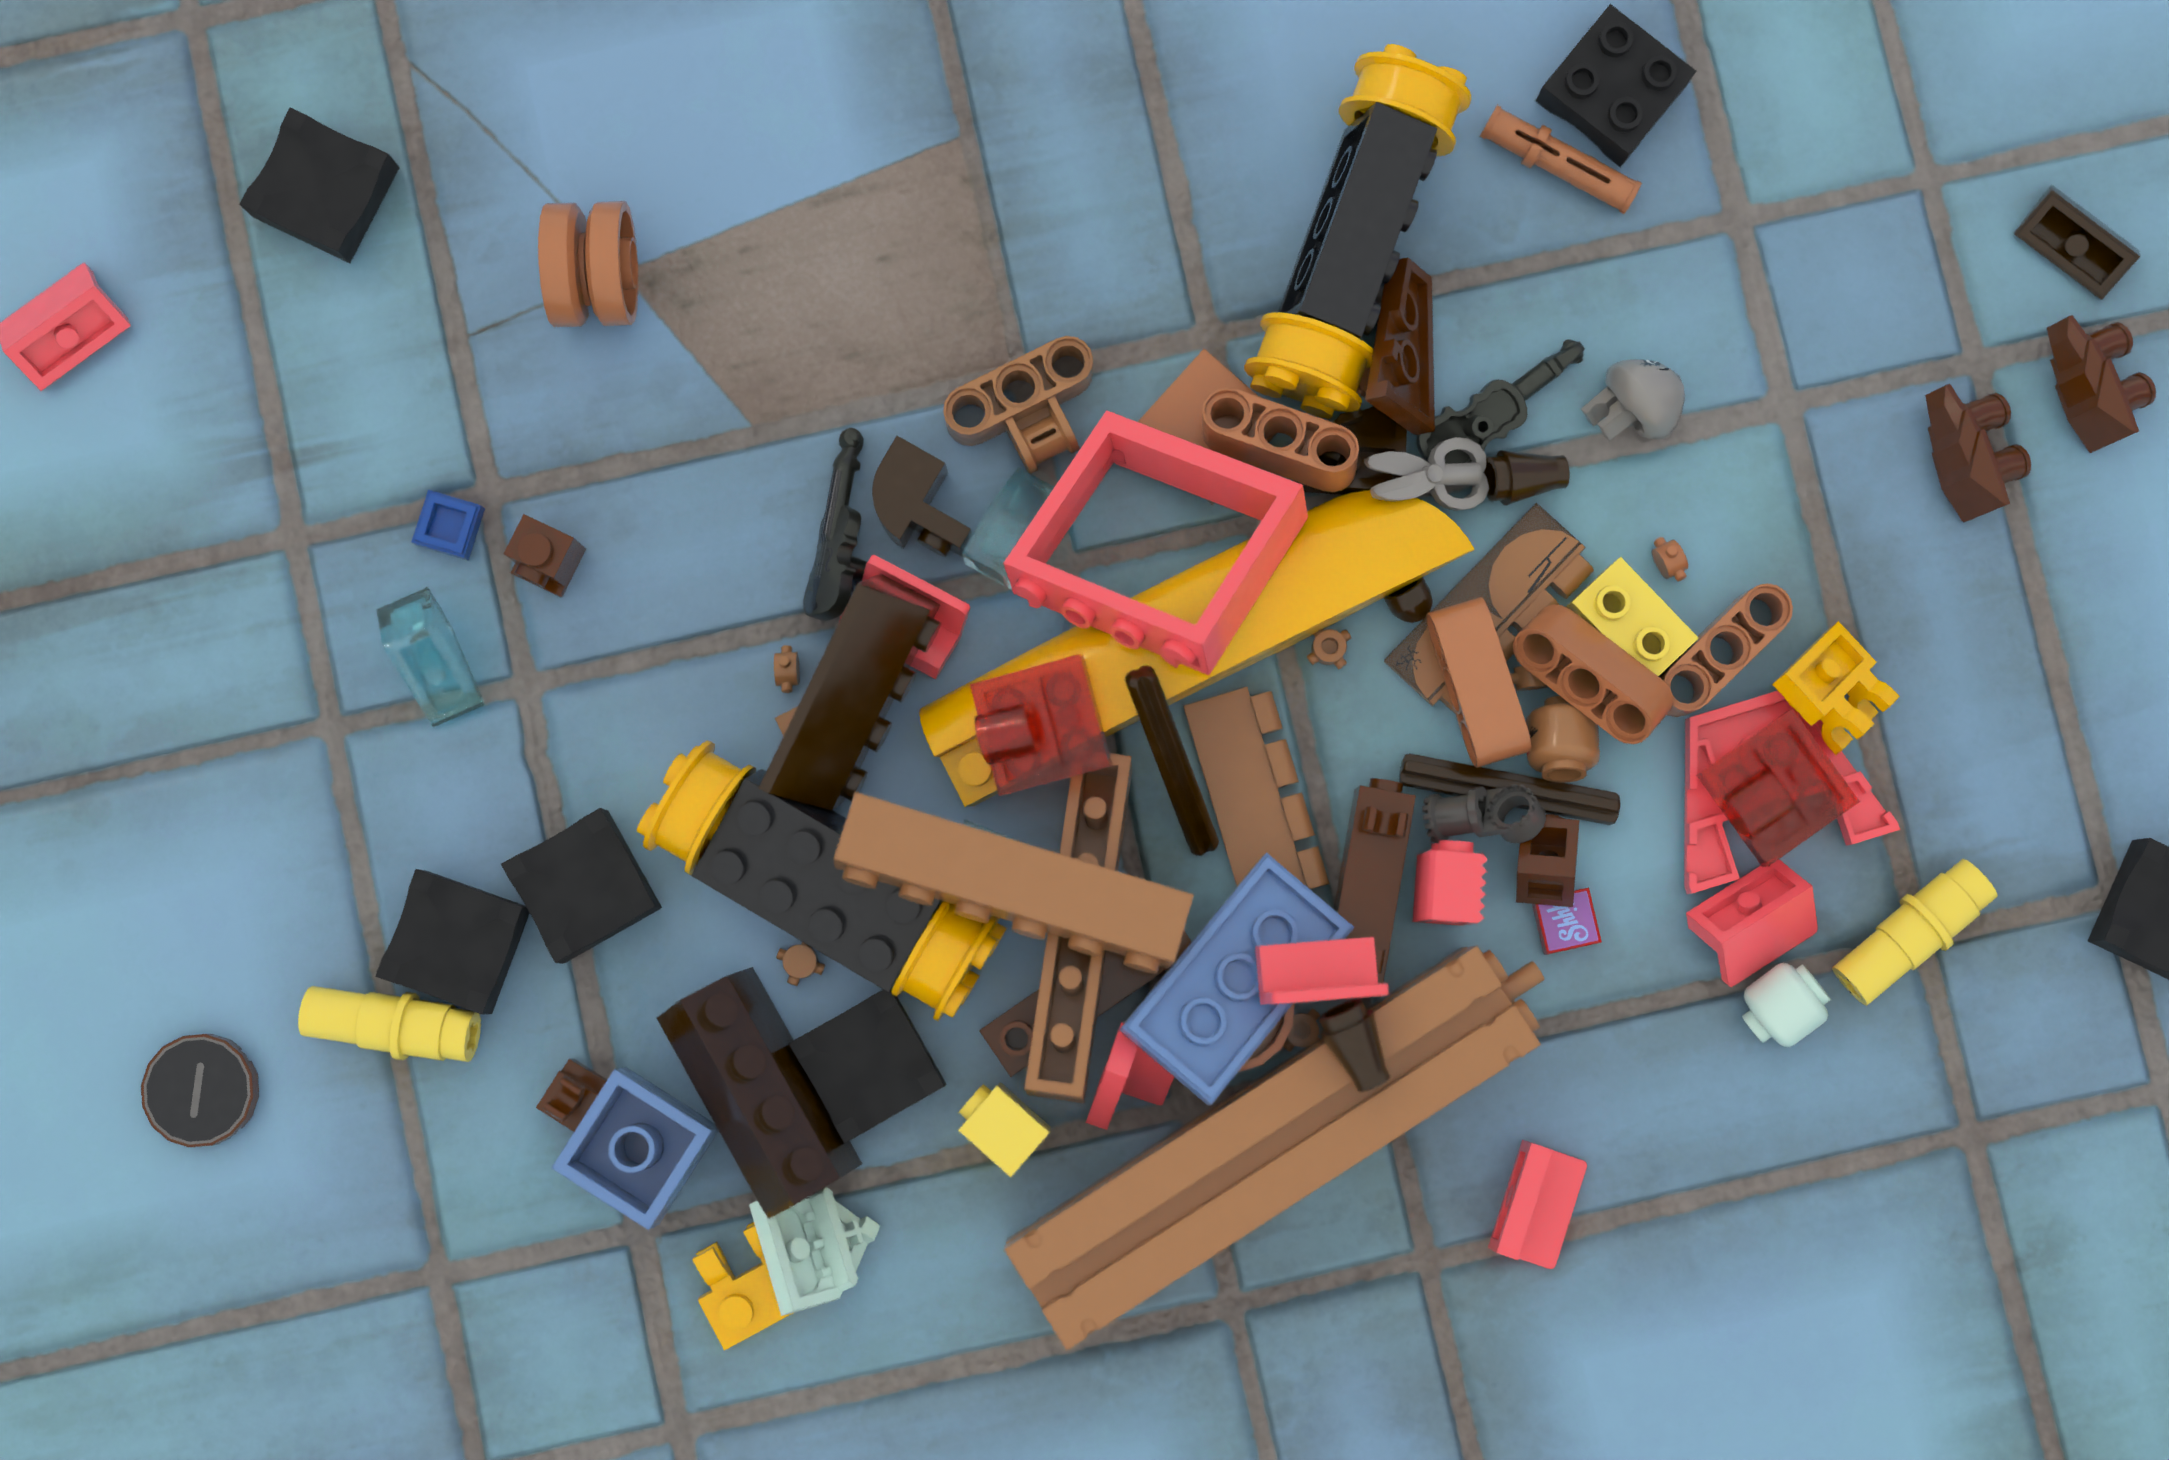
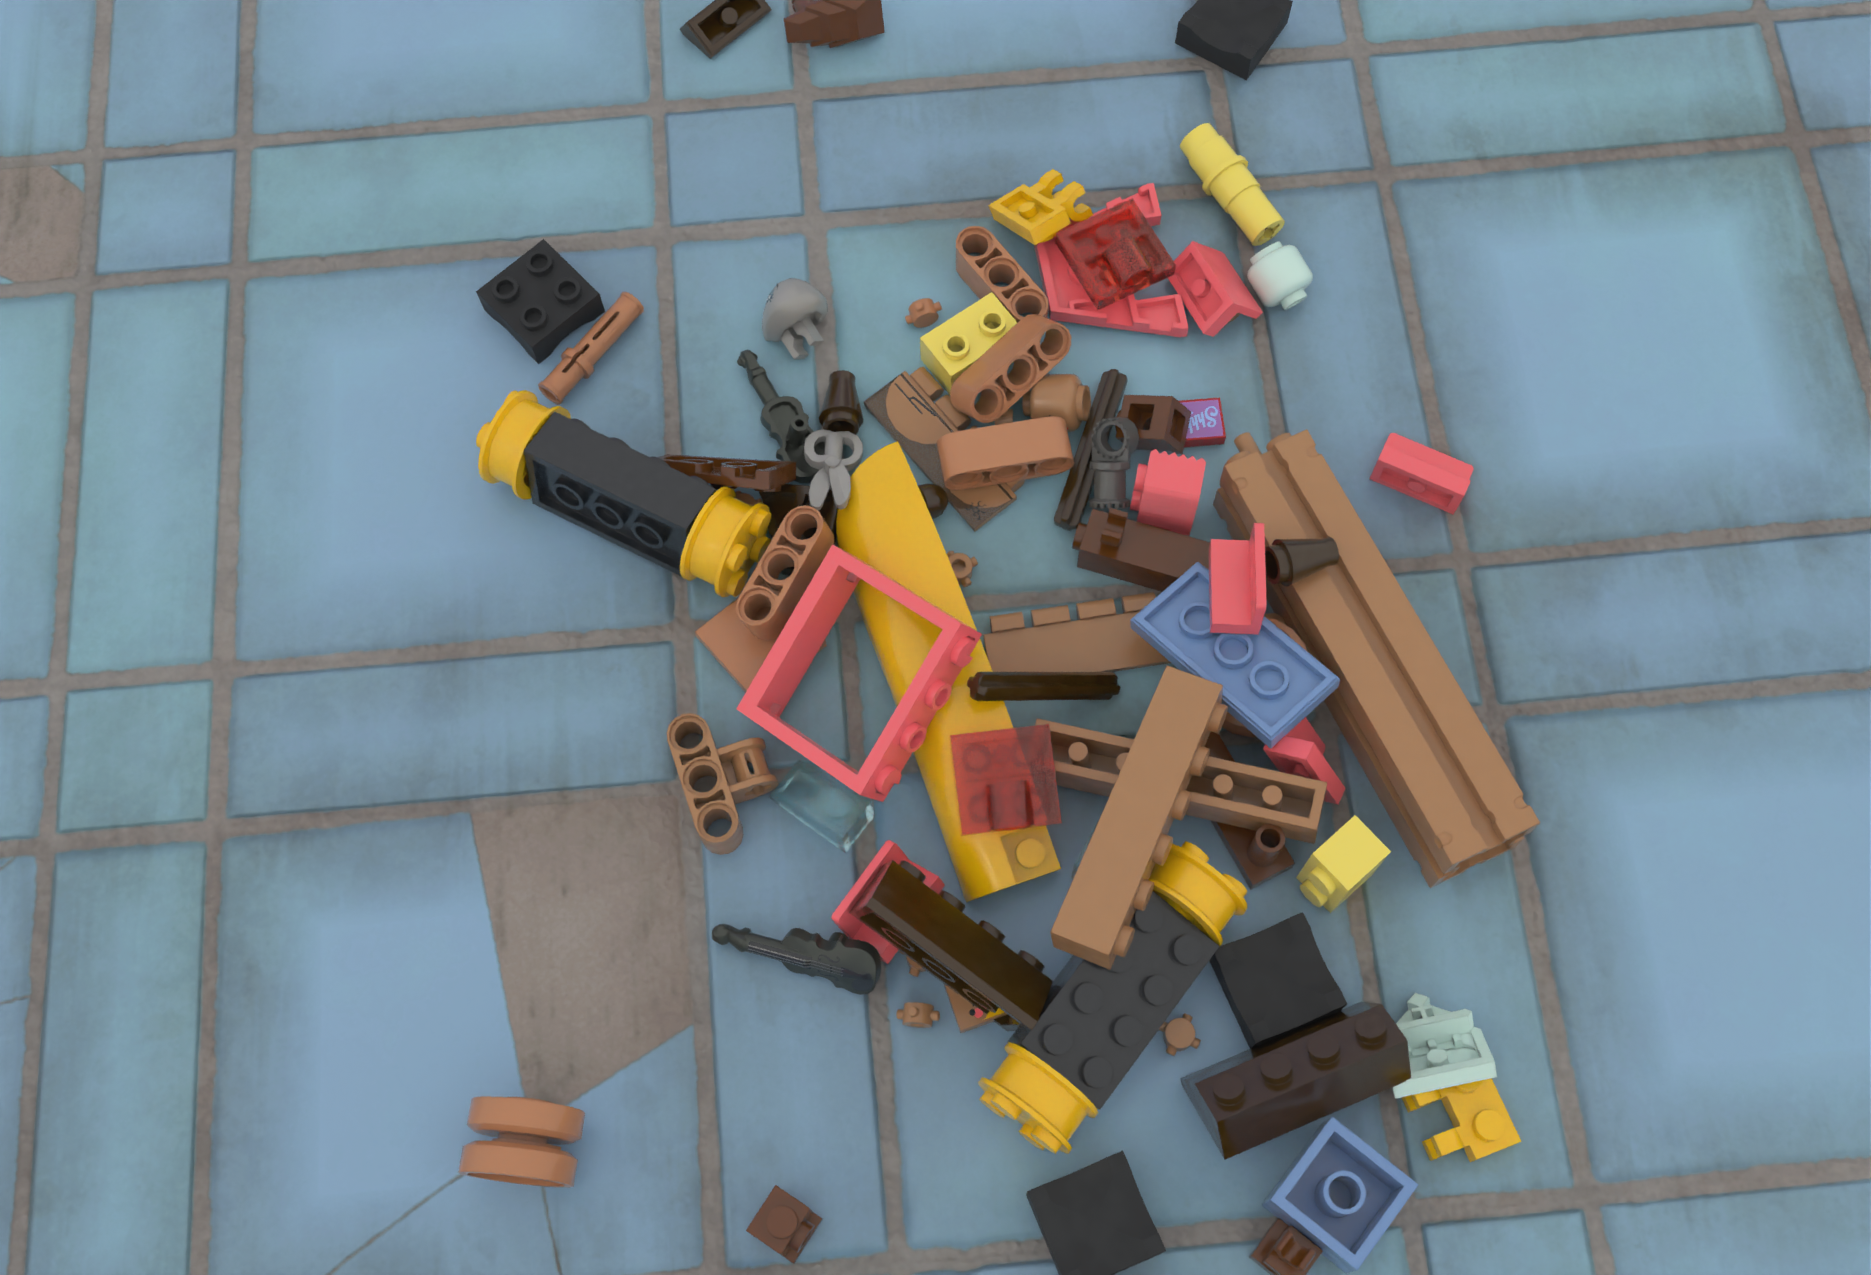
camera: 80 degrees left, 15 degrees down
(903, 496) = (782, 892): dark brown brick -> none
(1963, 456) = (876, 103): reddish brown connector -> none

